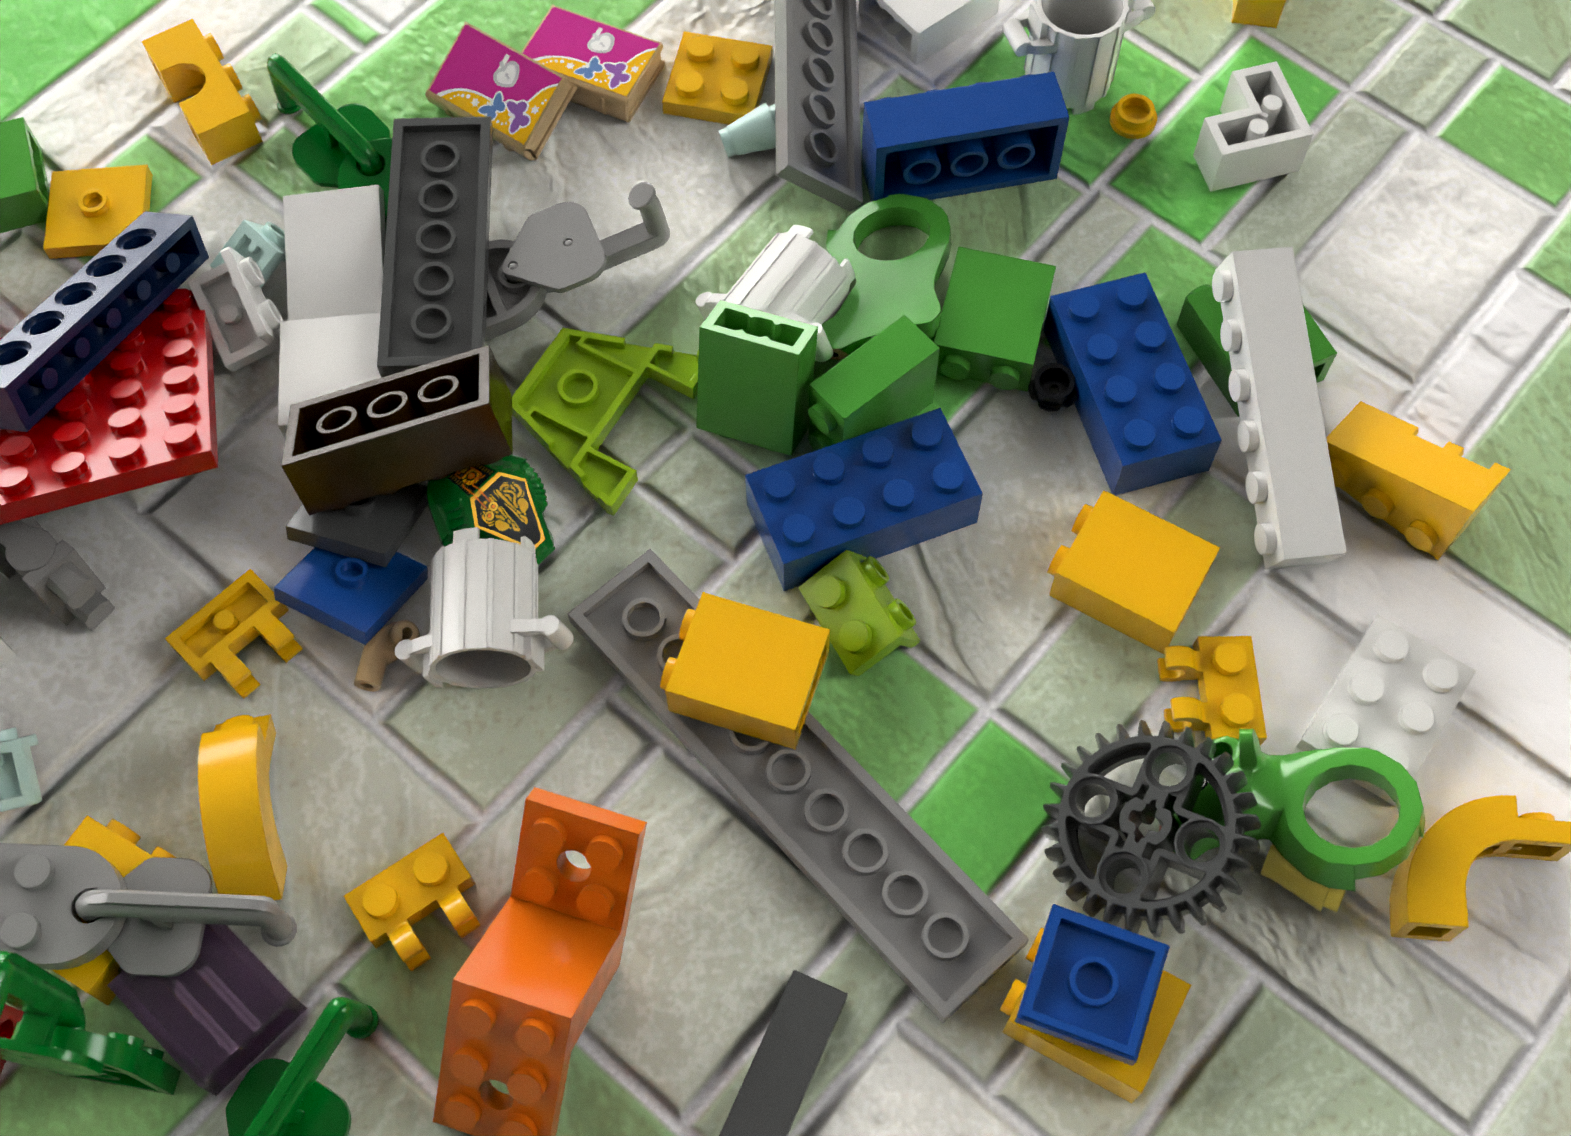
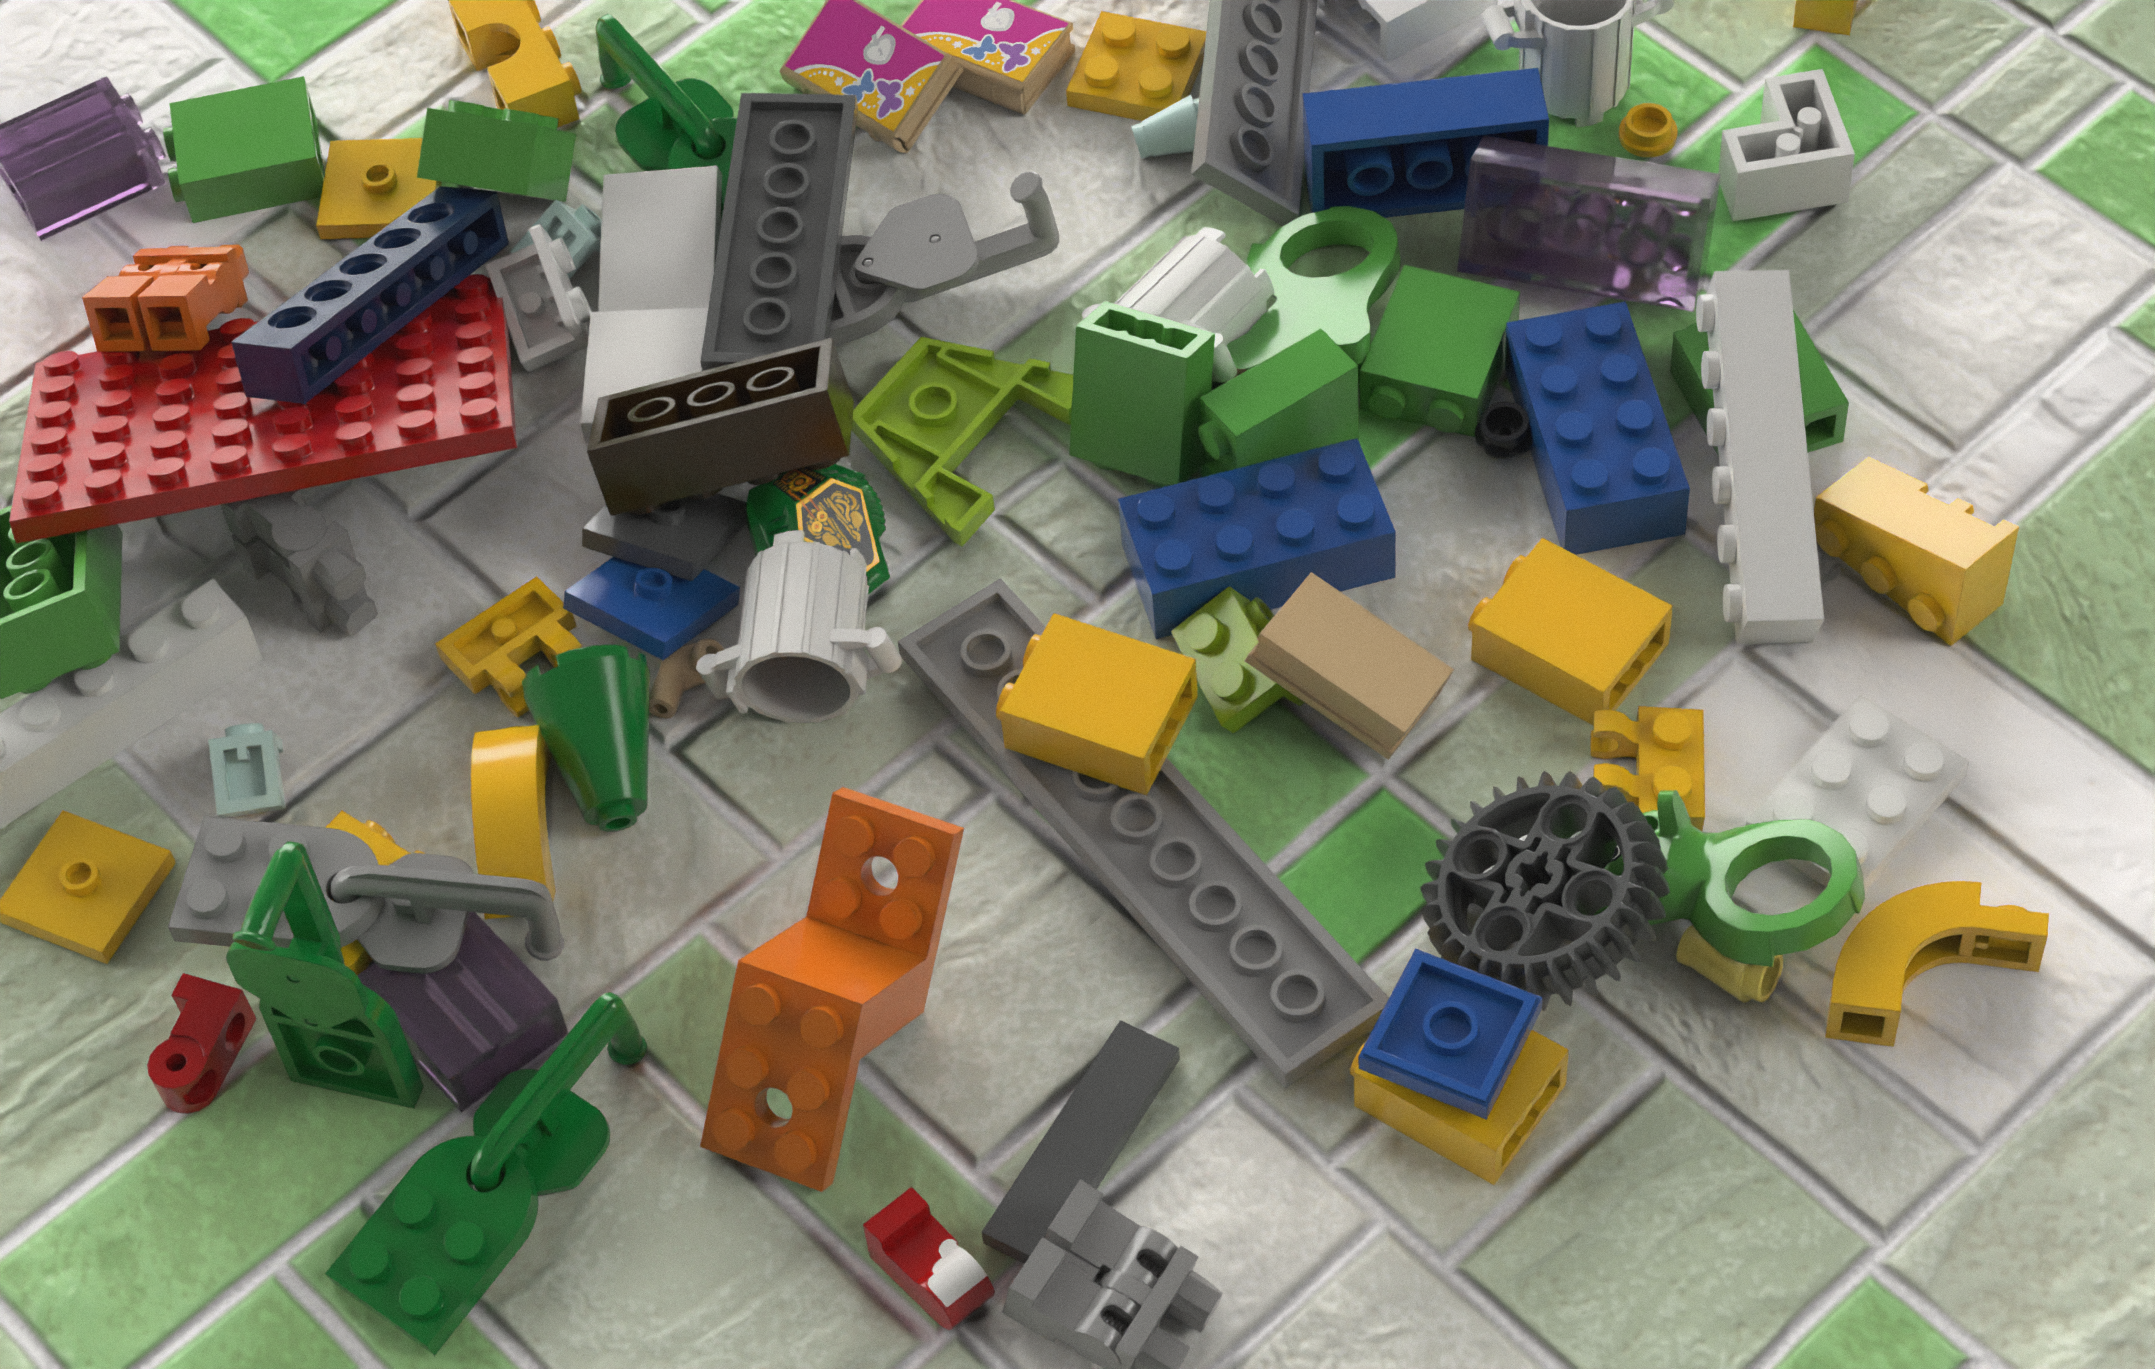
camera: 10 degrees right, 10 degrees down
(189, 179) = (497, 150): none -> bright green brick
(312, 721) = (597, 729): none -> green cone
(409, 892) = (693, 920): yellow plate -> none
(956, 618) = (1349, 665): none -> tan piece
(1107, 203) = (1588, 223): none -> clear purple brick

